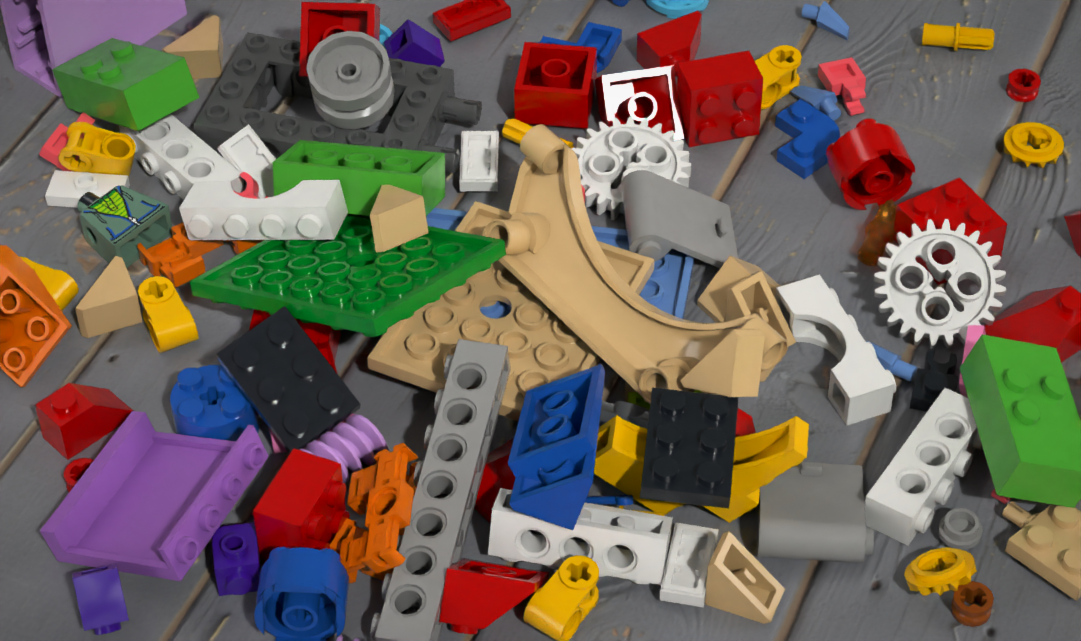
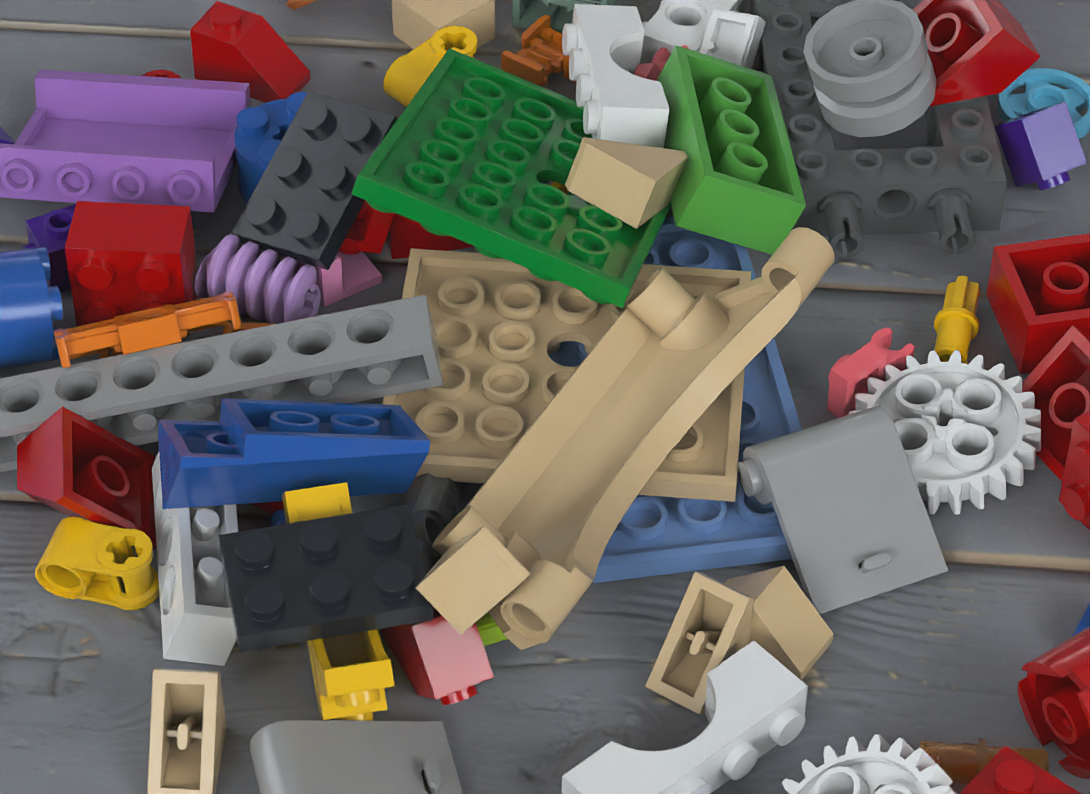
camera: 70 degrees right, 0 degrees up
(479, 161) = (879, 276): white plate -> none
(687, 564) = (244, 675): white plate -> none

